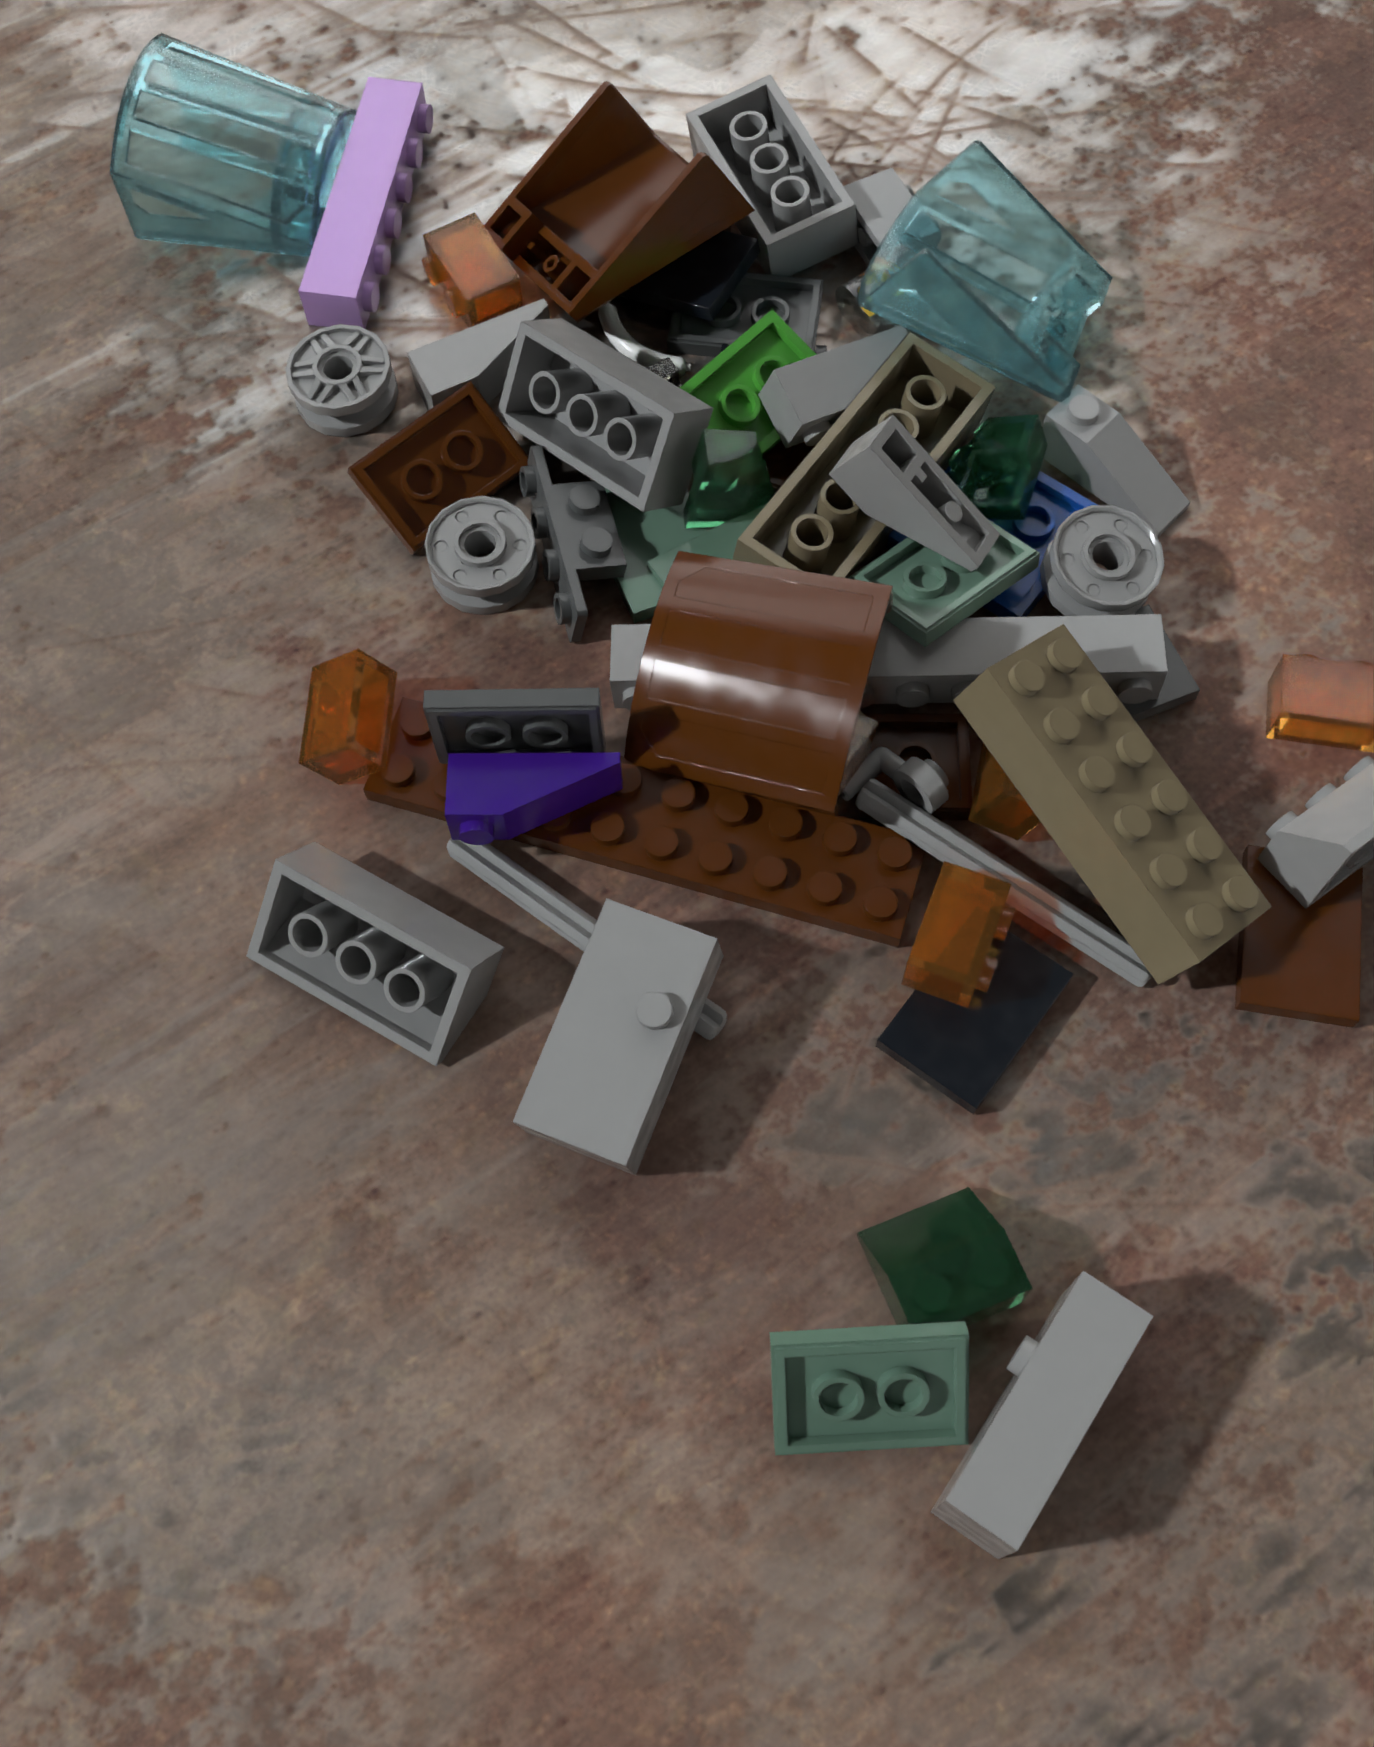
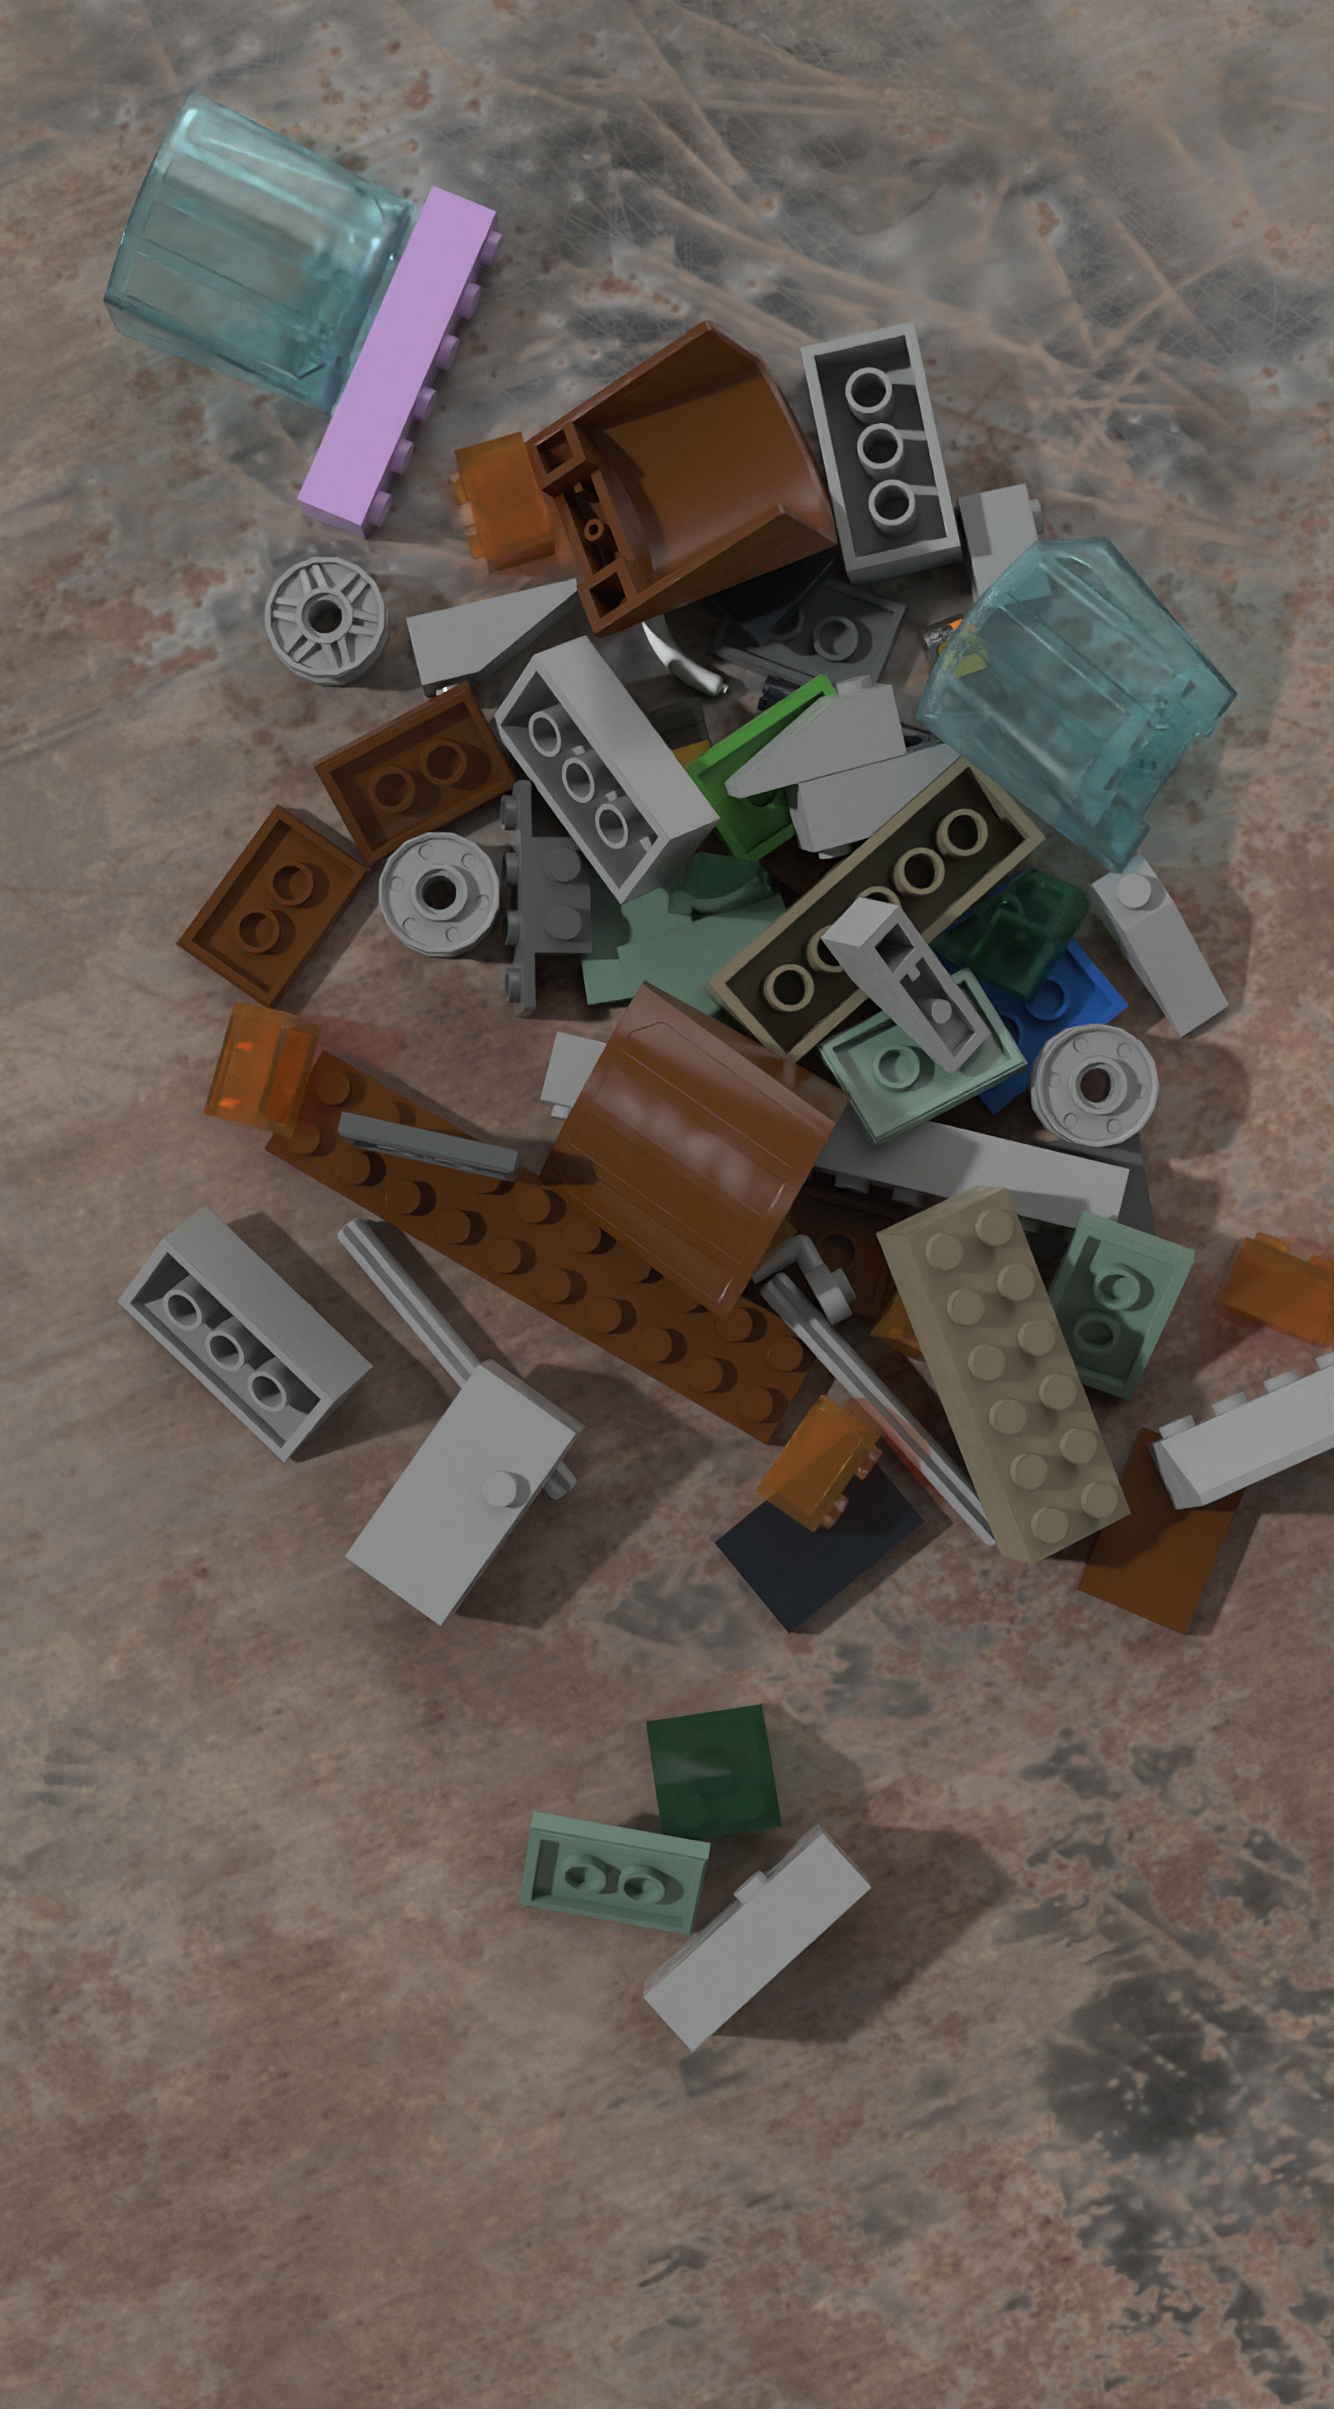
camera: 10 degrees right, 20 degrees up
(336, 598) = (274, 908): none -> reddish brown tile
(515, 792) = (412, 1209): dark purple slope -> none
(800, 329) = (829, 737): none -> light grey slope
(1193, 717) = (1115, 1299): none -> sand green plate

